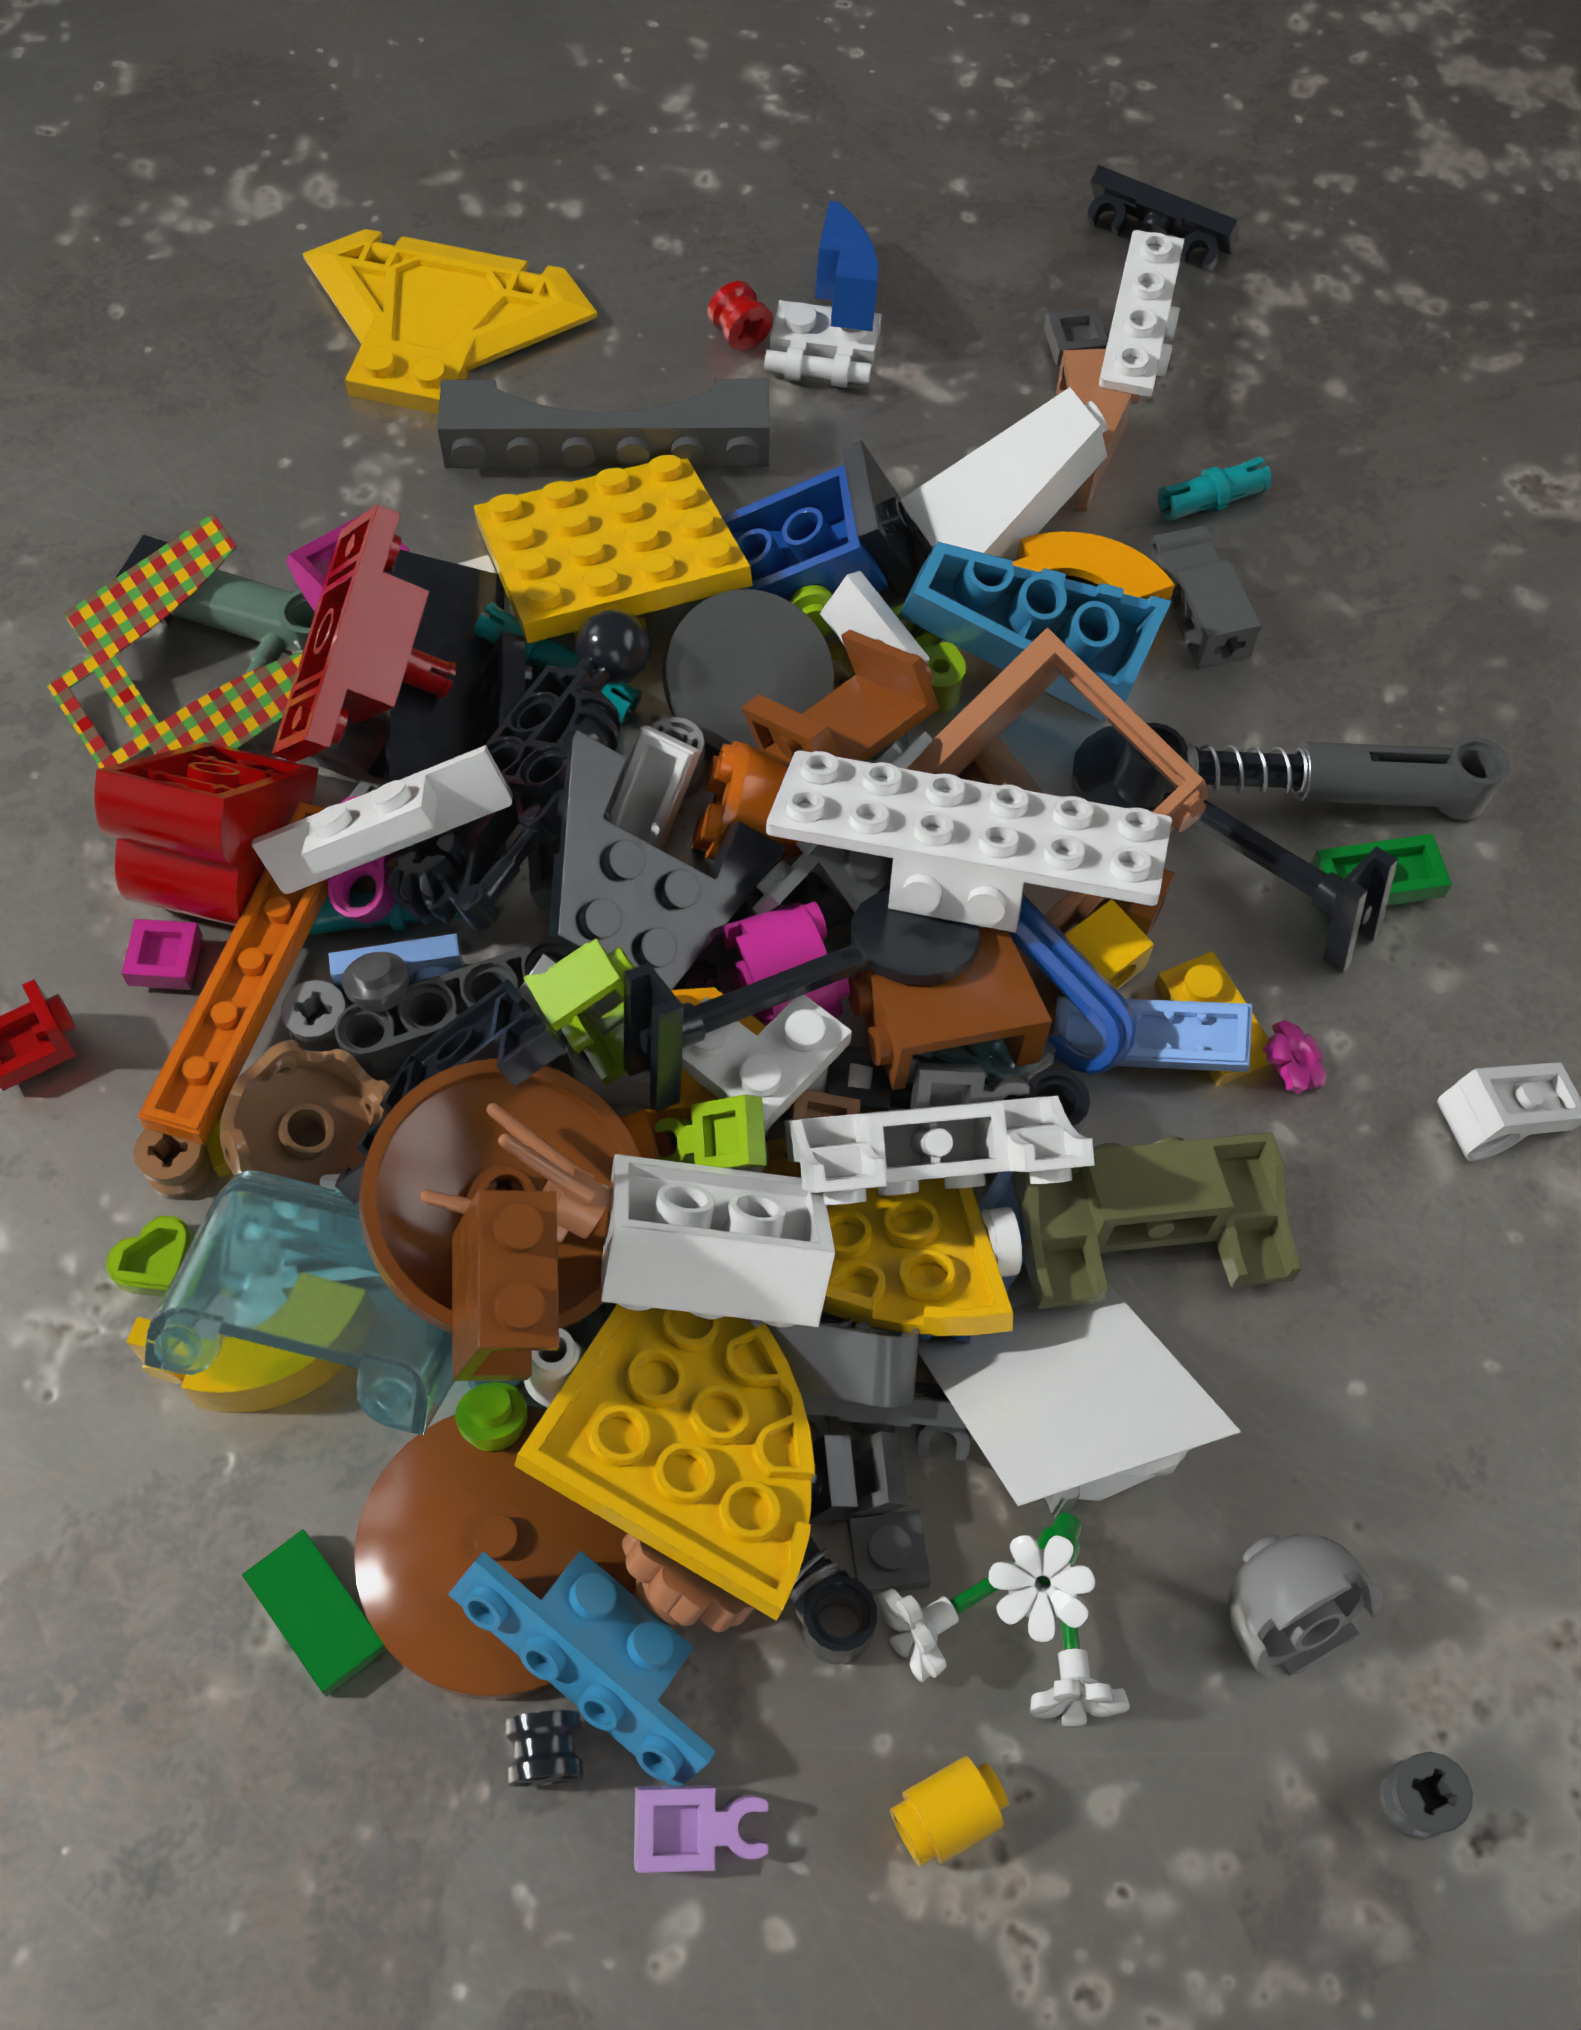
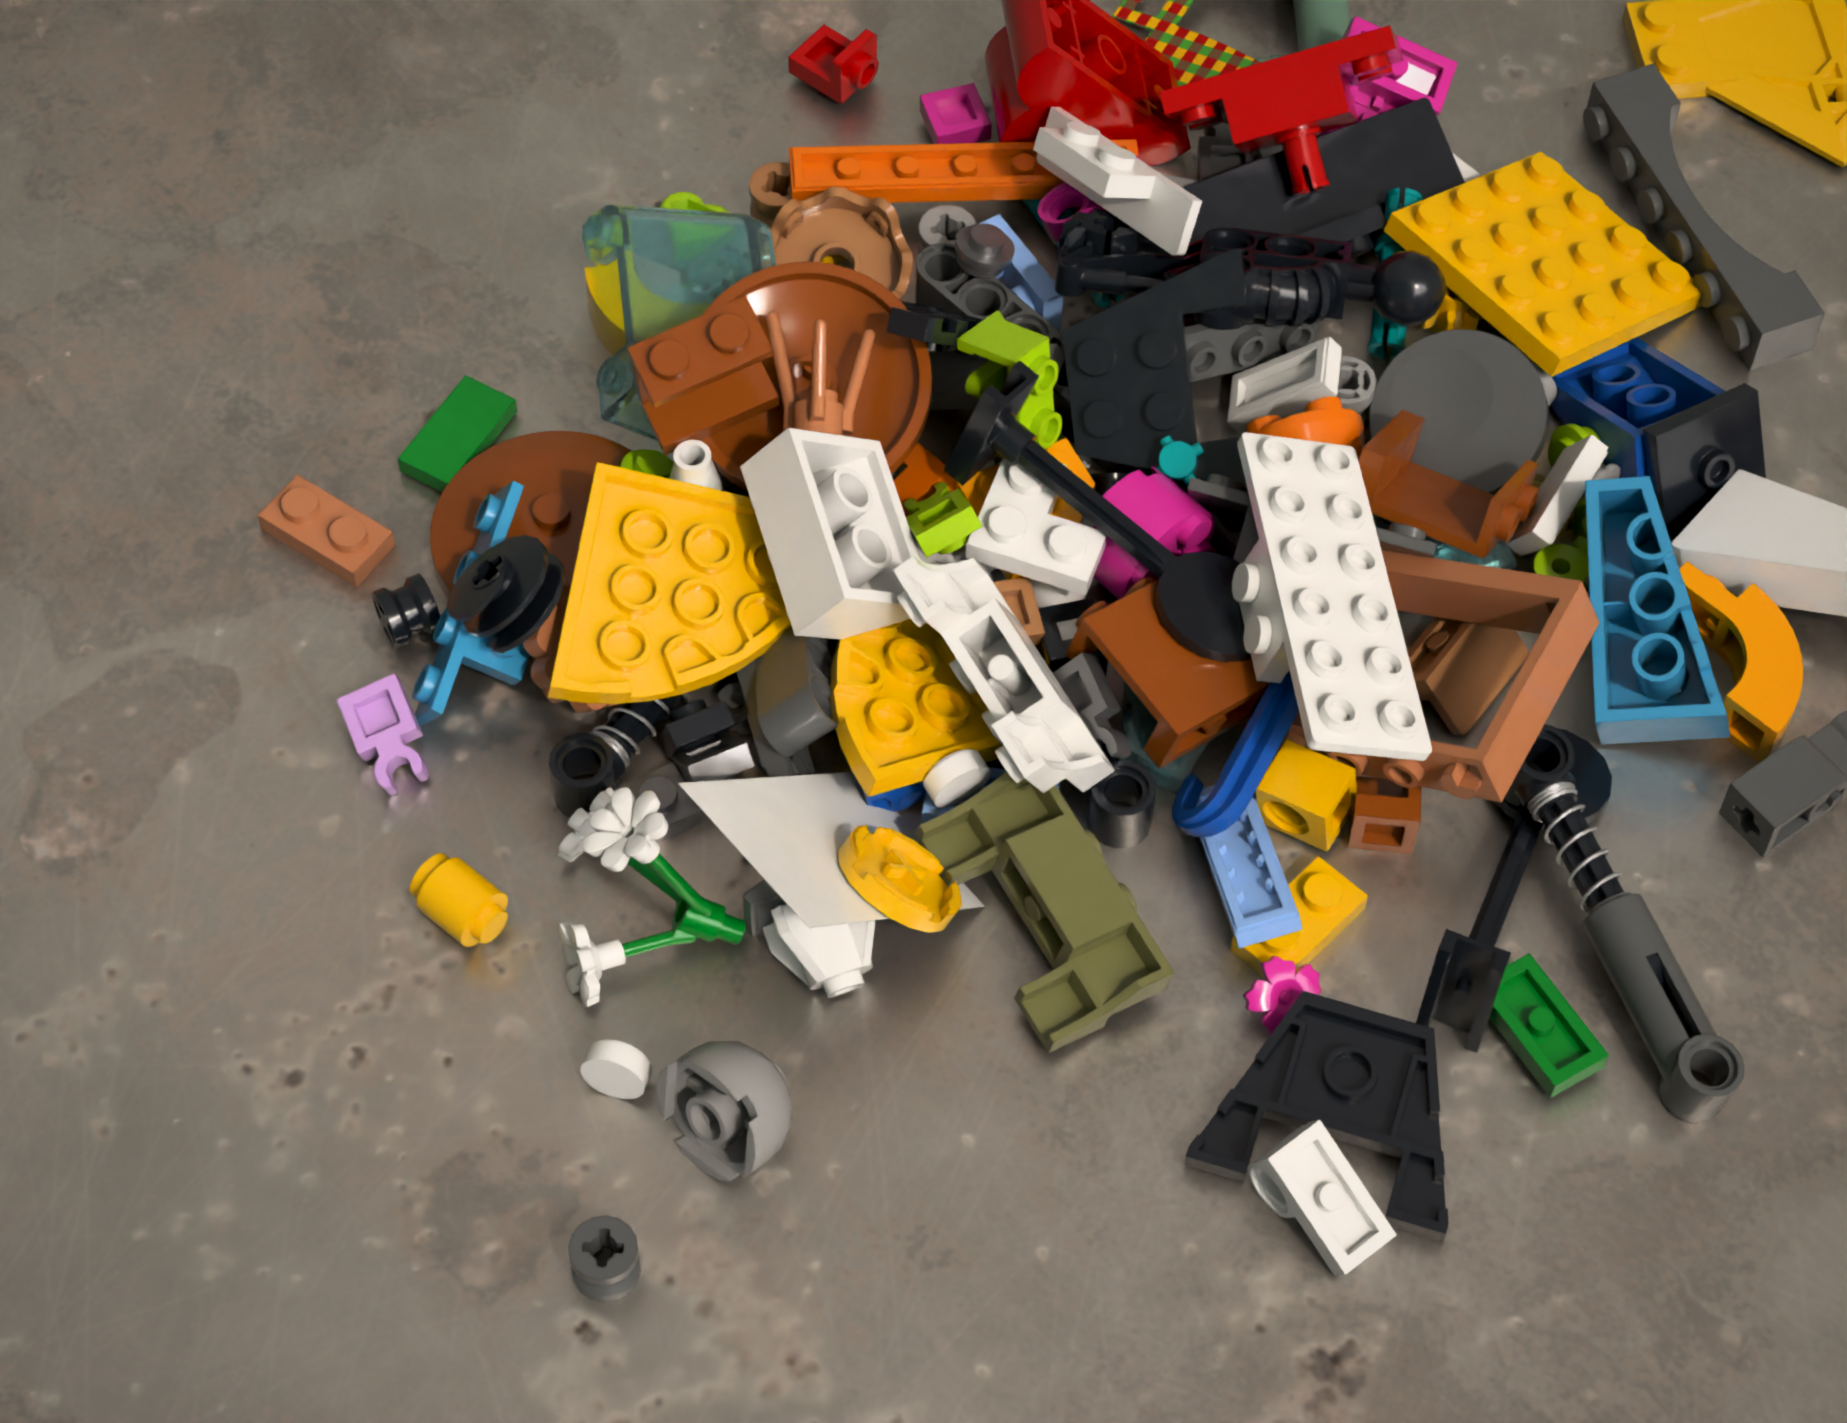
camera: 70 degrees right, 5 degrees down
(375, 1812) = (326, 530): none -> nougat plate
(633, 1617) = (508, 592): none -> black piece
(730, 902) = (1178, 459): none -> teal piece
(1116, 1337) = (899, 878): none -> yellow tile
(1208, 1706) = (616, 1069): none -> white tile
(1396, 1043) = (1366, 1082): none -> black wing

